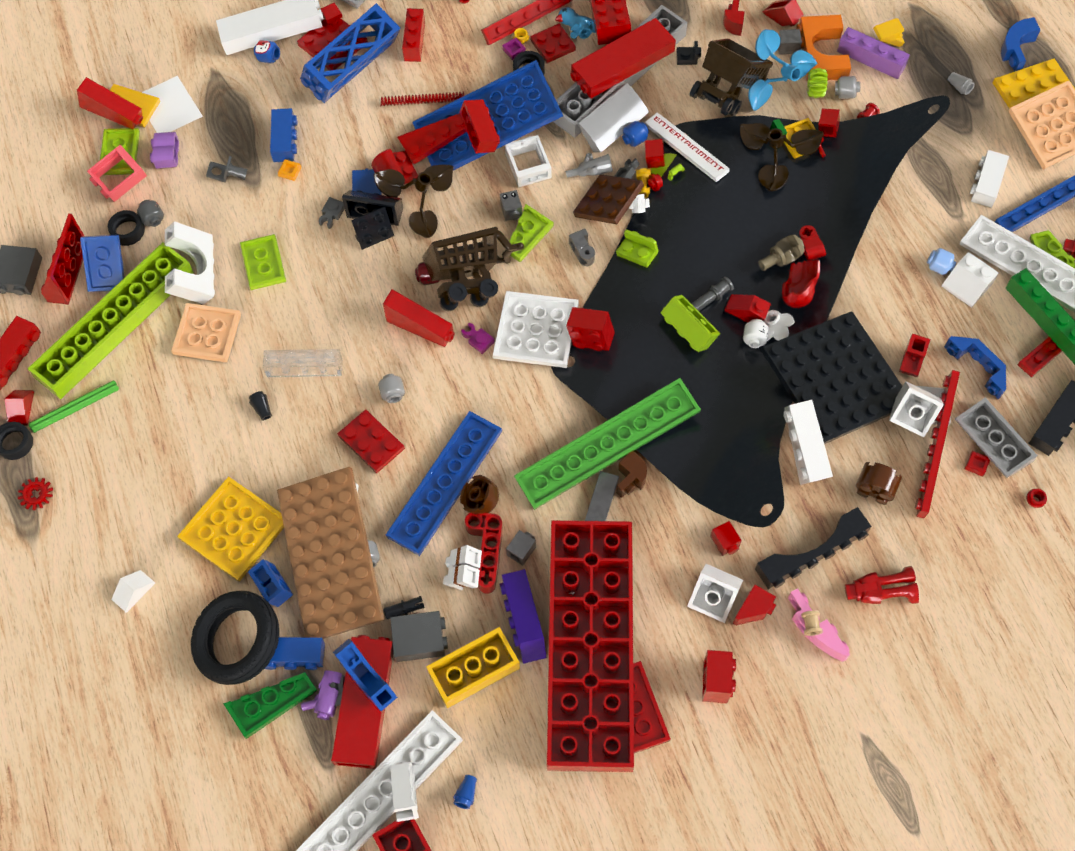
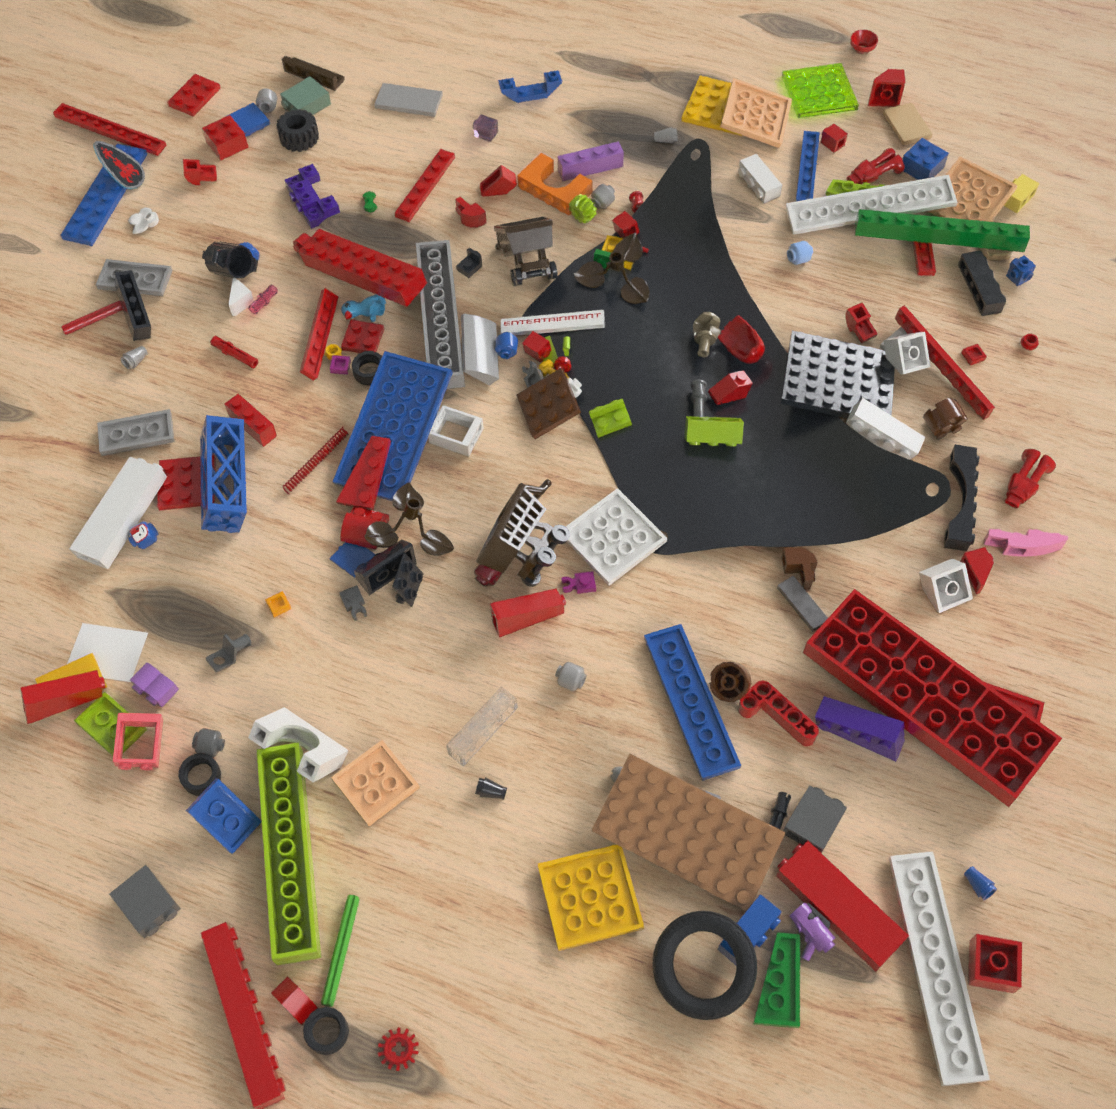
camera: 50 degrees left, 5 degrees down
(65, 264) = (185, 851): red slope -> none
(131, 589) = (575, 1028): white slope -> none
(263, 262) = (348, 689): lime tile -> none
(270, 583) = (672, 900): blue brick -> none
(283, 134) = (241, 582): blue brick -> none
(331, 13) = (163, 459): red tile -> none
(364, 675) = (833, 882): blue arch -> none
(371, 441) = (602, 728): red plate -> none
(404, 791) = (955, 925): white window -> none
(463, 567) = (785, 740): white hips -> none
(473, 667) = (878, 797): yellow brick -> none
(479, 126) = (401, 433): red brick -> none
(511, 205) = (484, 471): flat silver brick -> none
(521, 547) = (798, 686): flat silver brick -> none
(530, 230) = (516, 471): lime wing -> none
(579, 243) = (570, 453): flat silver leg -> none
(590, 329) = (656, 496): red brick -> none
(592, 166) = (507, 393): light grey piece -> none
(607, 443) = (763, 563): bright green plate -> none
(622, 58) = (440, 299): red brick -> none
(717, 676) = (1021, 631): red brick -> none
(726, 538) = (907, 545): red brick -> none
(755, 333) = (755, 399): white head -> none
(778, 327) = (764, 383): white plate -> none
(789, 41) = (527, 198): flat silver brick -> none
(800, 65) = (564, 209): dark azure plant -> none
(811, 621) = (1028, 538): tan bush -> none
(812, 244) = (721, 309): red piece -> none
(890, 32) = (587, 136): yellow slope -> none
(970, 279) = (829, 248): white slope -> none
(992, 364) = (897, 286): blue slope -> none
(996, 438) = (965, 327): light grey slope -> none
(1020, 33) = (665, 87): blue arch -> none

